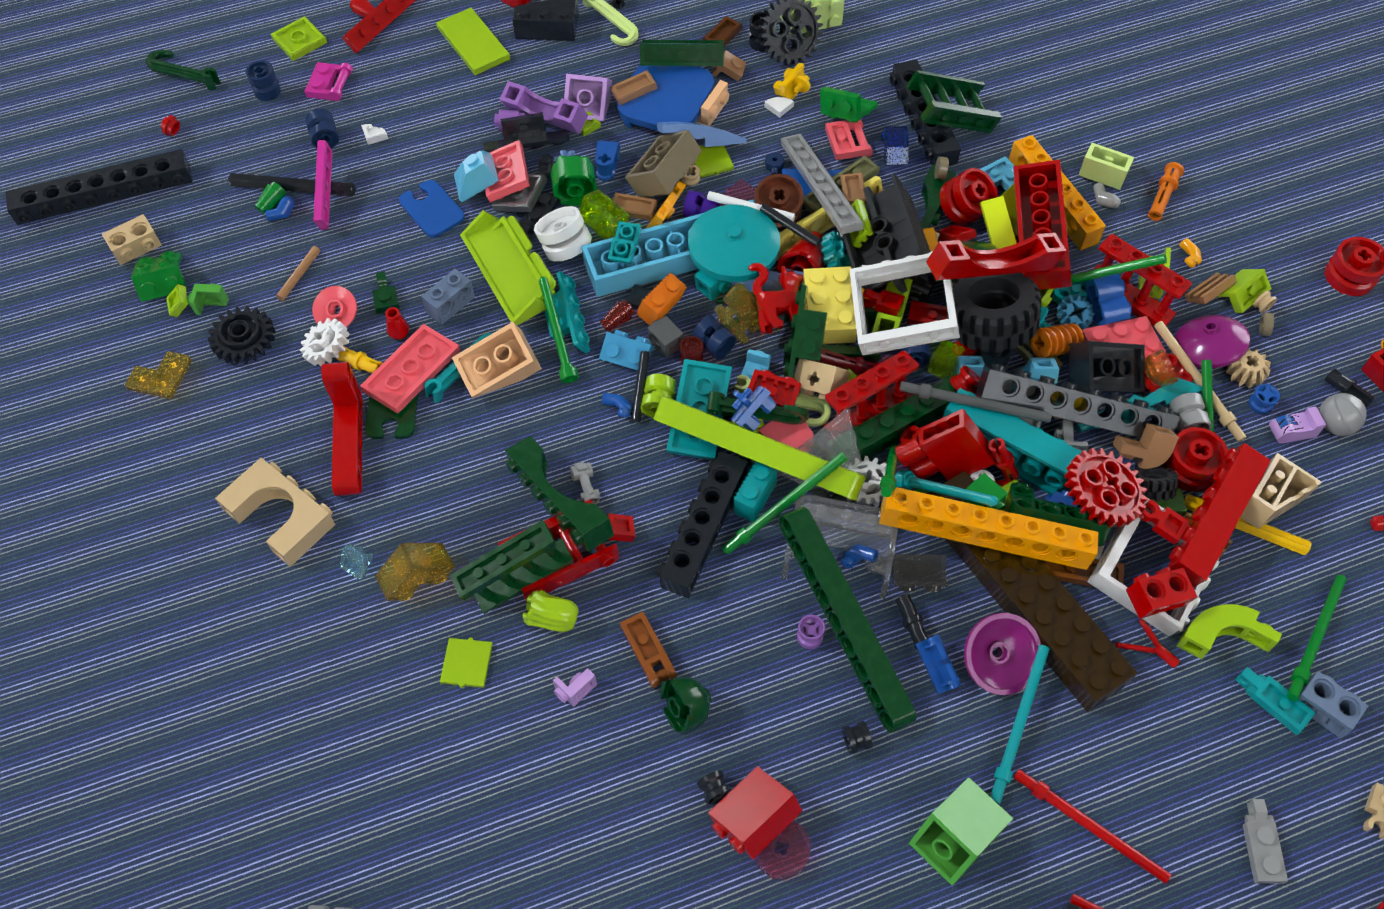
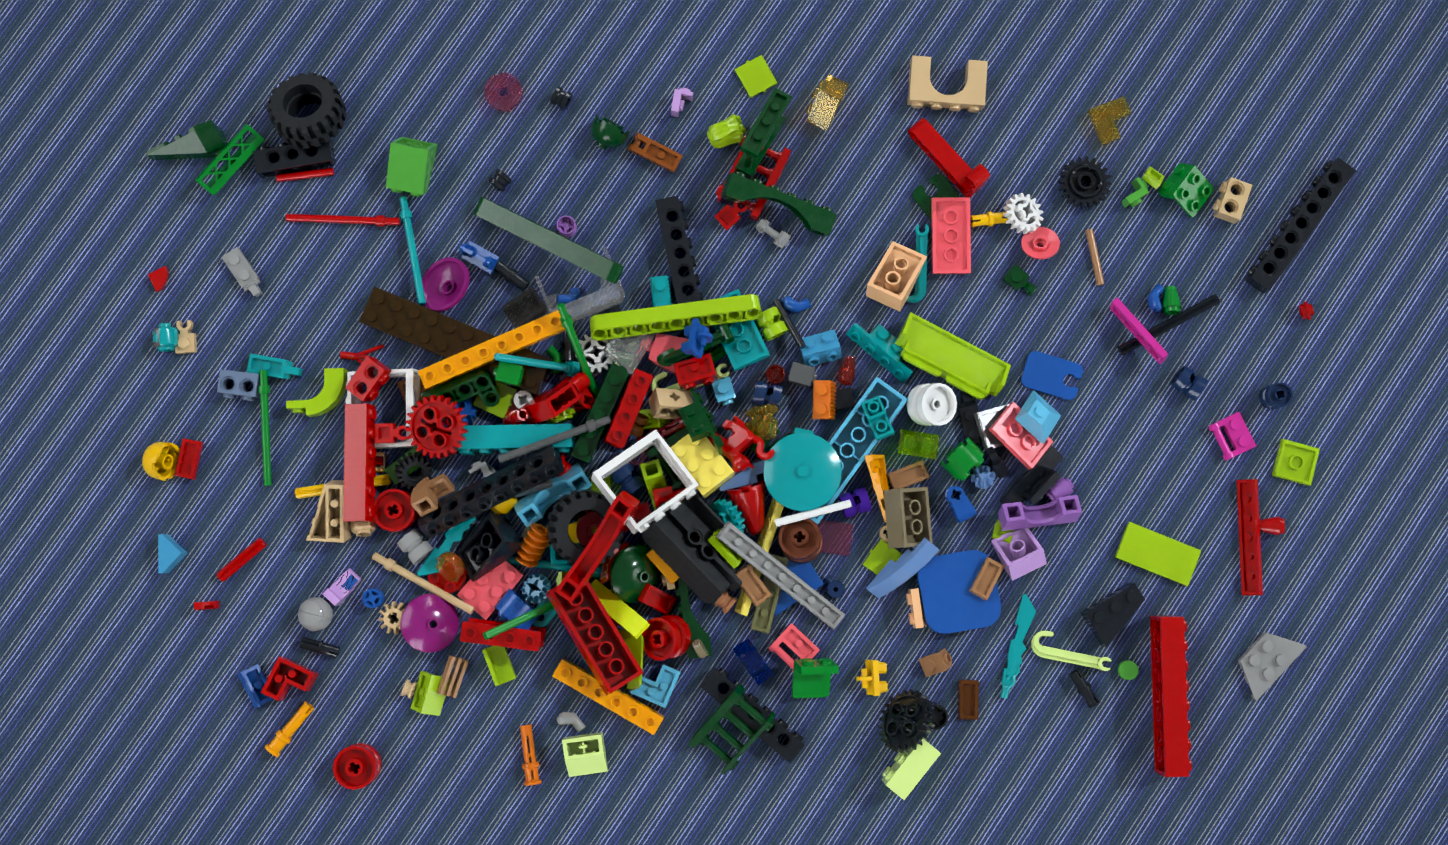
camera: 140 degrees right, 25 degrees up
(207, 75) = (1356, 364): dark green piece -> none
(355, 560) = (870, 86): clear light blue tile -> none
(374, 134) = (1152, 411): white tile -> none
(396, 324) = (985, 263): red cone -> none
(448, 296) = (972, 304): sand blue brick -> none
(567, 372) = (846, 304): green piece -> none
(626, 59) = (1016, 648): none -> teal sword
(682, 53) = (967, 630): dark green fence -> none
(746, 534) = (646, 263): green bar -> none
(754, 813) = (528, 95): brick -> none
(779, 105) = (870, 649): white tile -> none
(789, 224) = (772, 512): black bar -> none
(965, 379) = (573, 462): red wheel -> none
(1193, 251) = (479, 706): light orange arm -> none
(1207, 389) = (411, 571): green bar -> none
(1266, 324) = (399, 667): dark tan tile -> none

